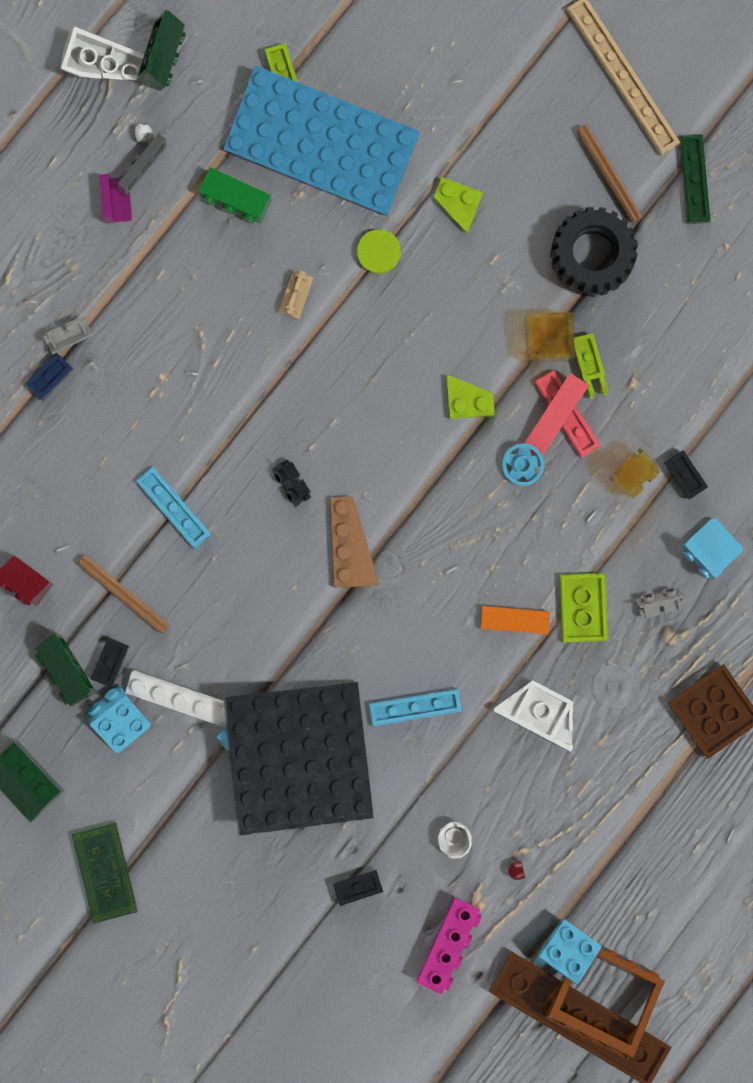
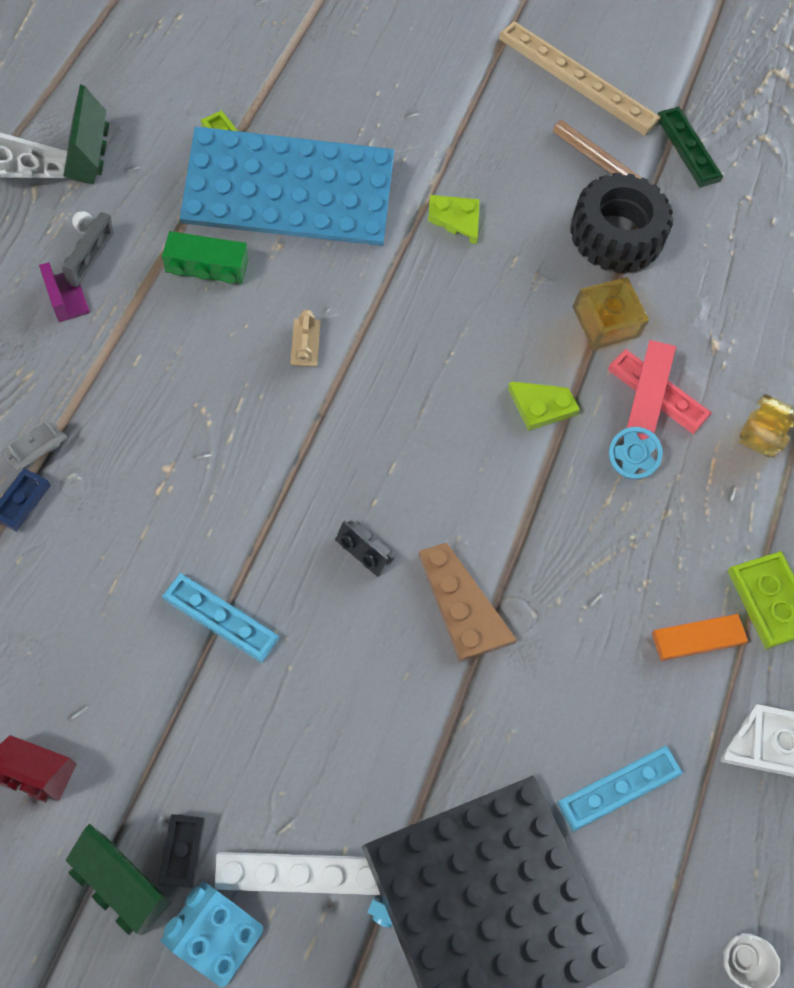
camera: 25 degrees left, 20 degrees down
(123, 594) = (180, 749): medium nougat axle -> none
(379, 251) = (386, 279): lime tile -> none
(590, 363) = (663, 330): lime hinge -> none

